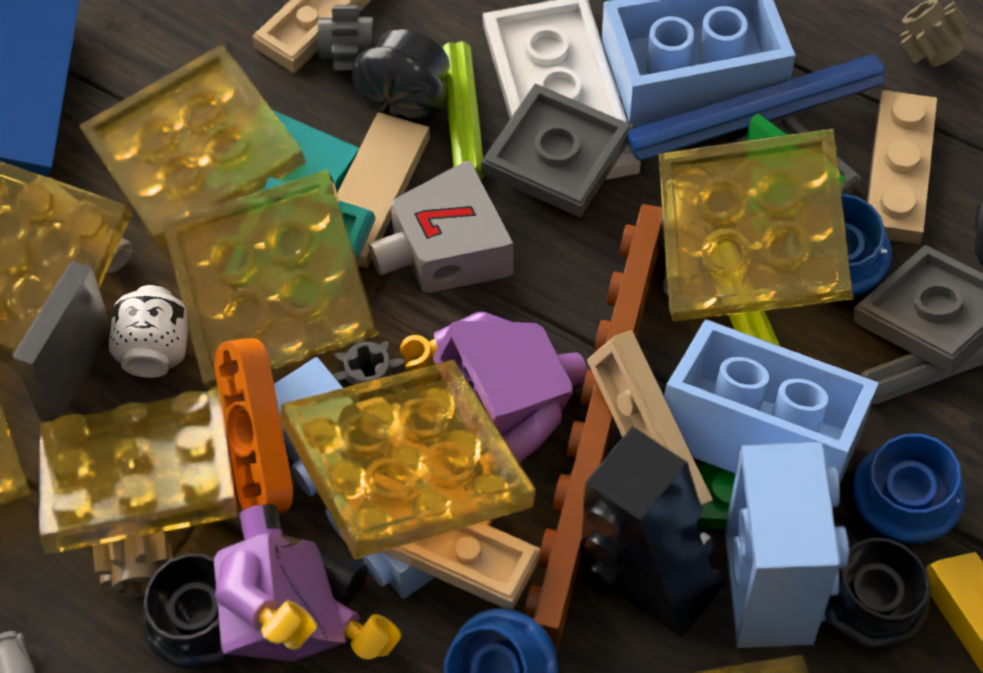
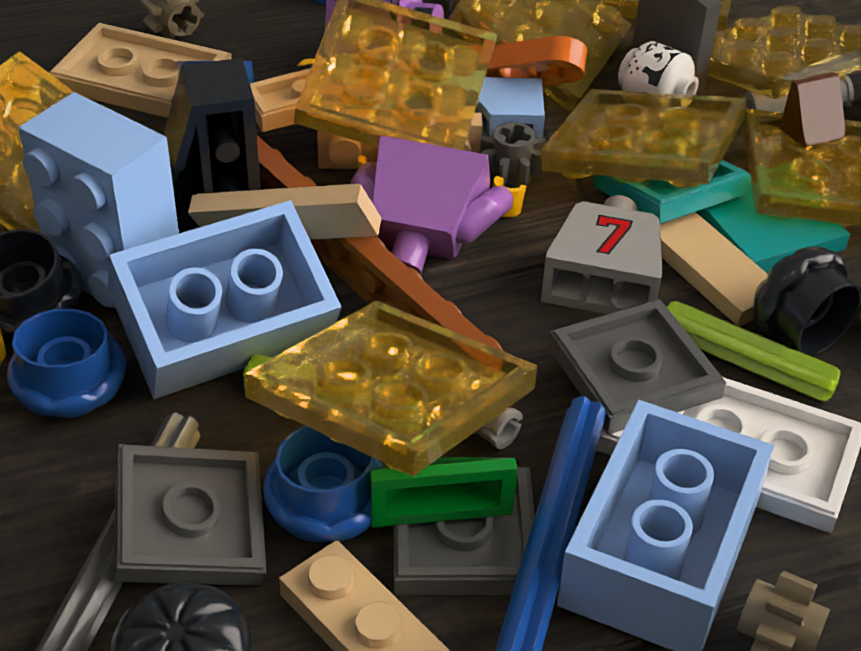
camera: 125 degrees right, 15 degrees down
(145, 168) = (814, 110): none -> slope

